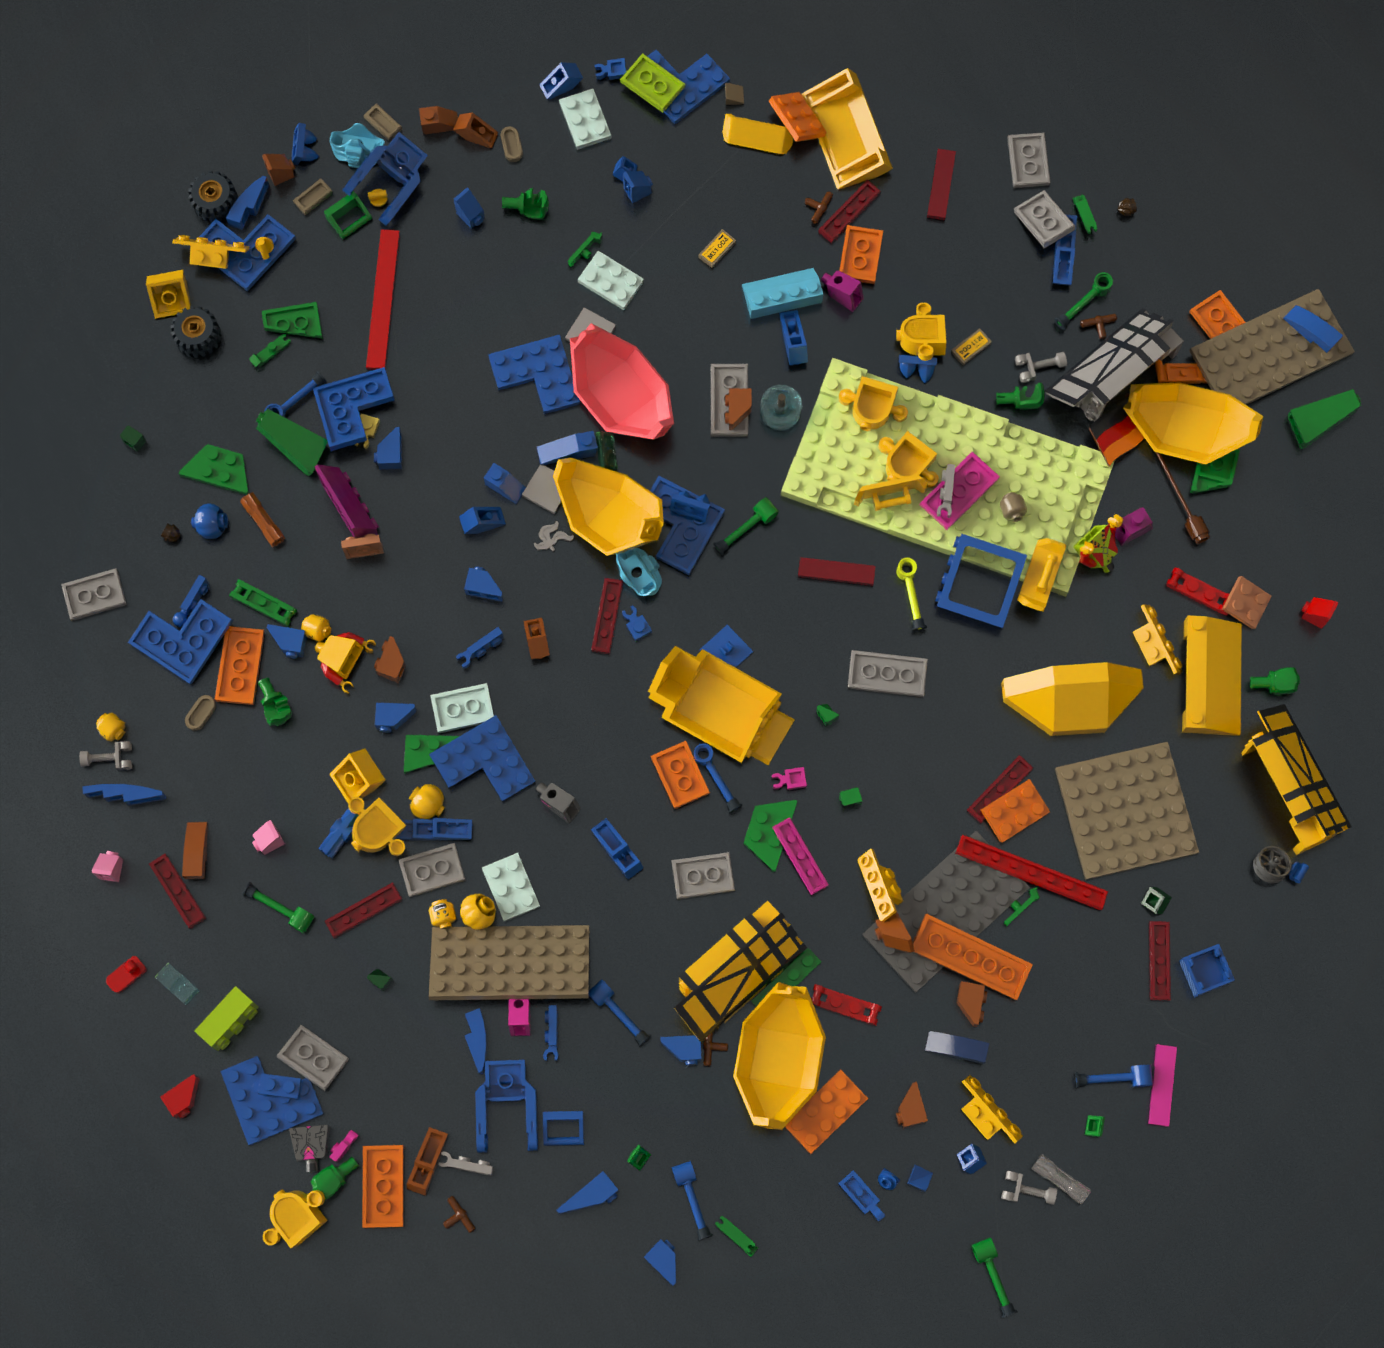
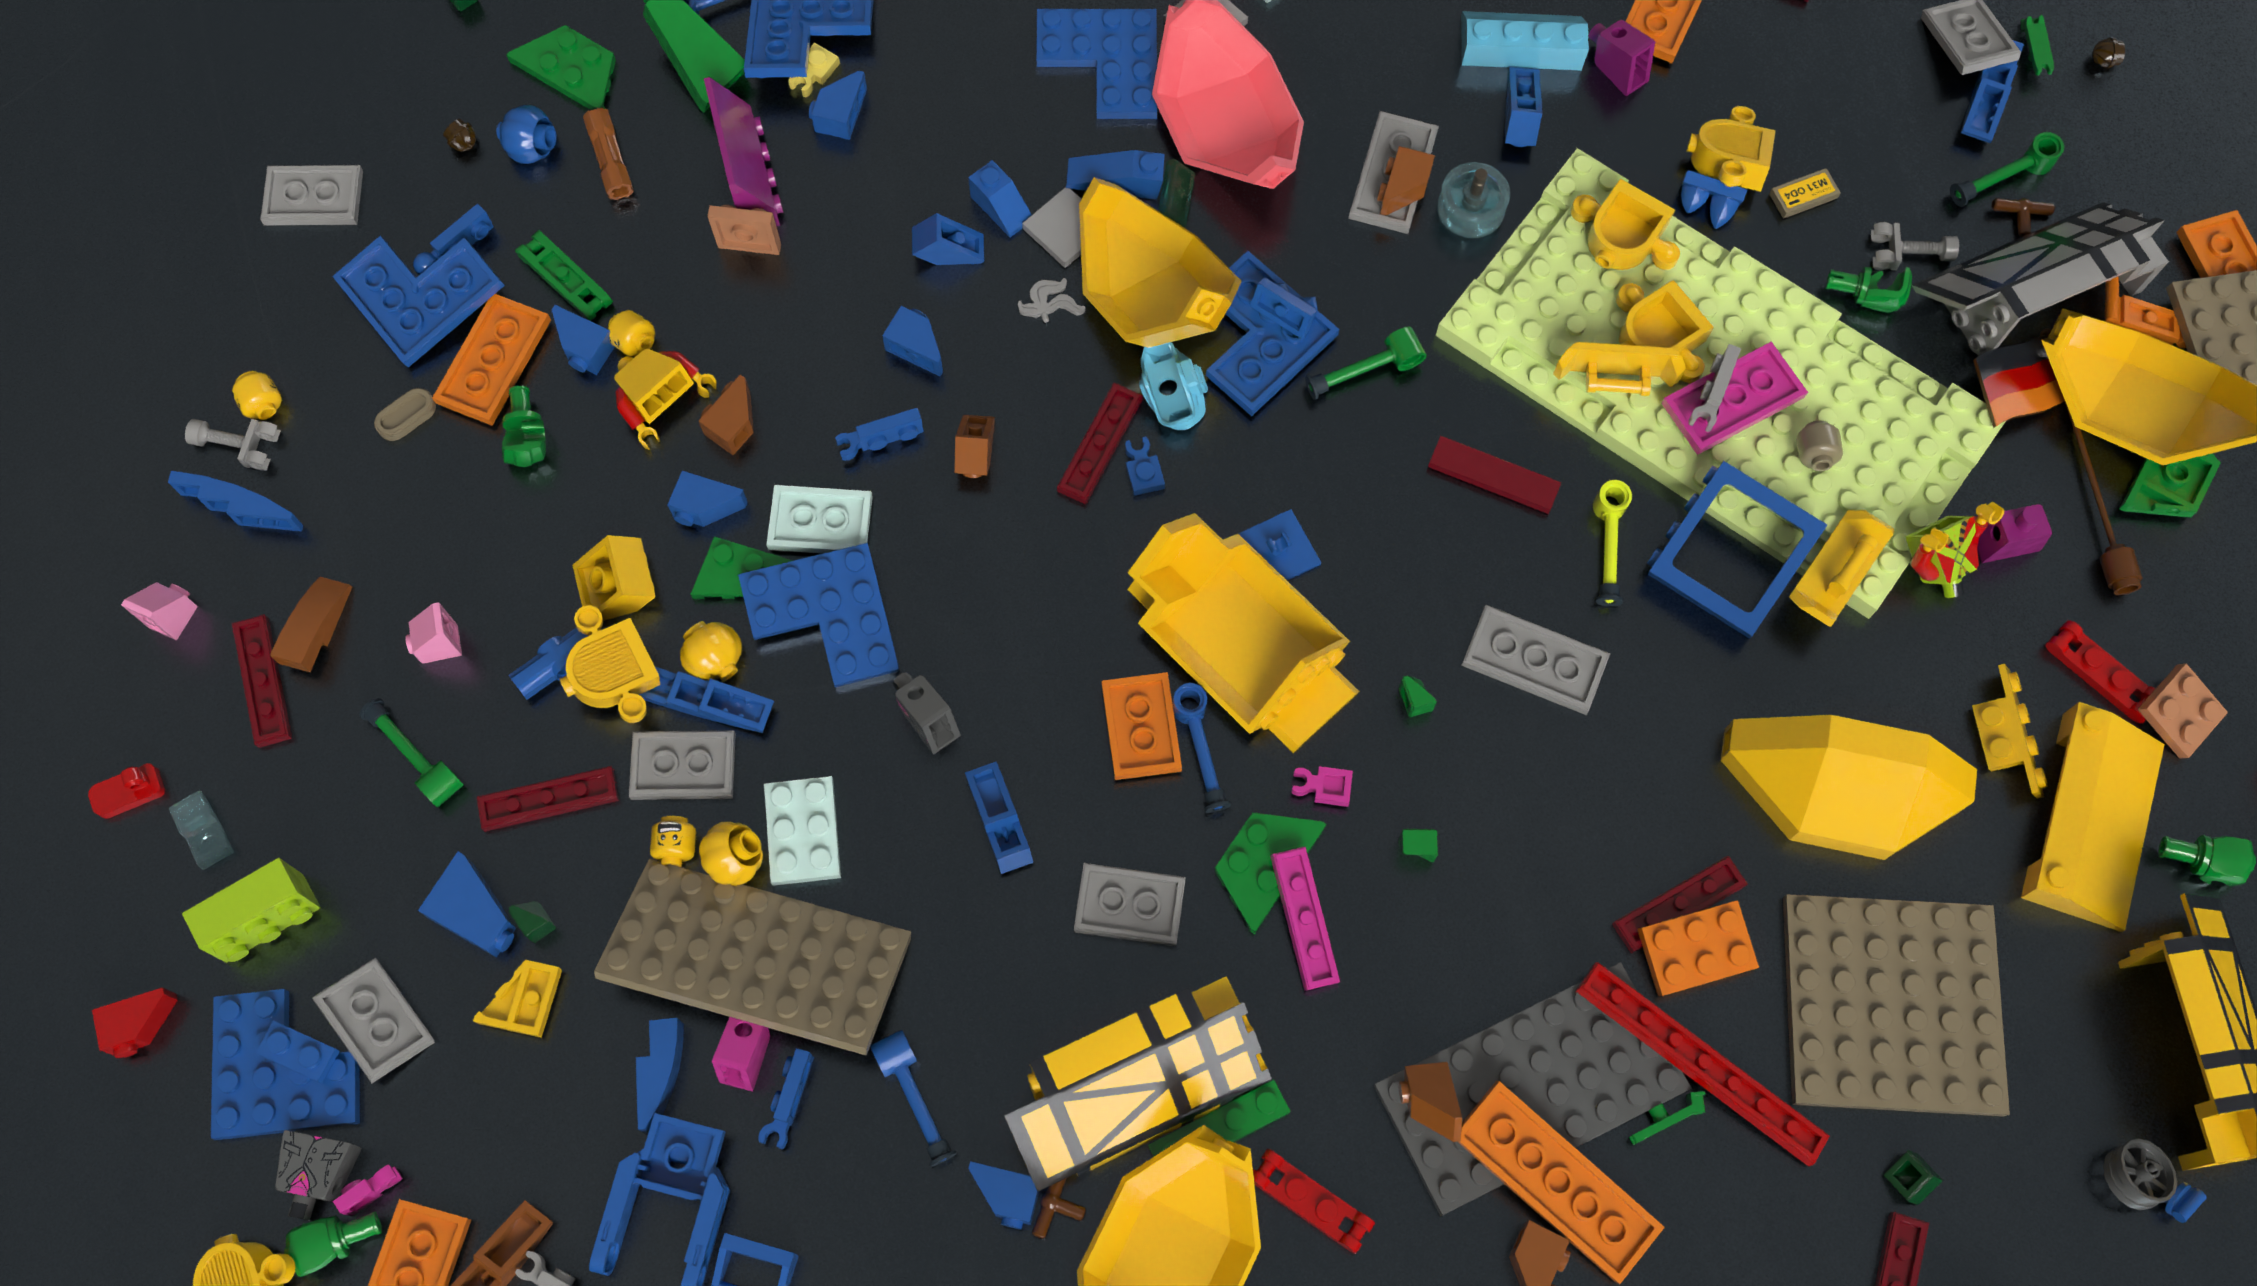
camera: 15 degrees right, 5 degrees down
(343, 983) = (468, 907): none -> blue slope
(390, 1024) = (523, 1001): none -> yellow wing
(881, 885) = (1430, 1008): yellow bracket -> none

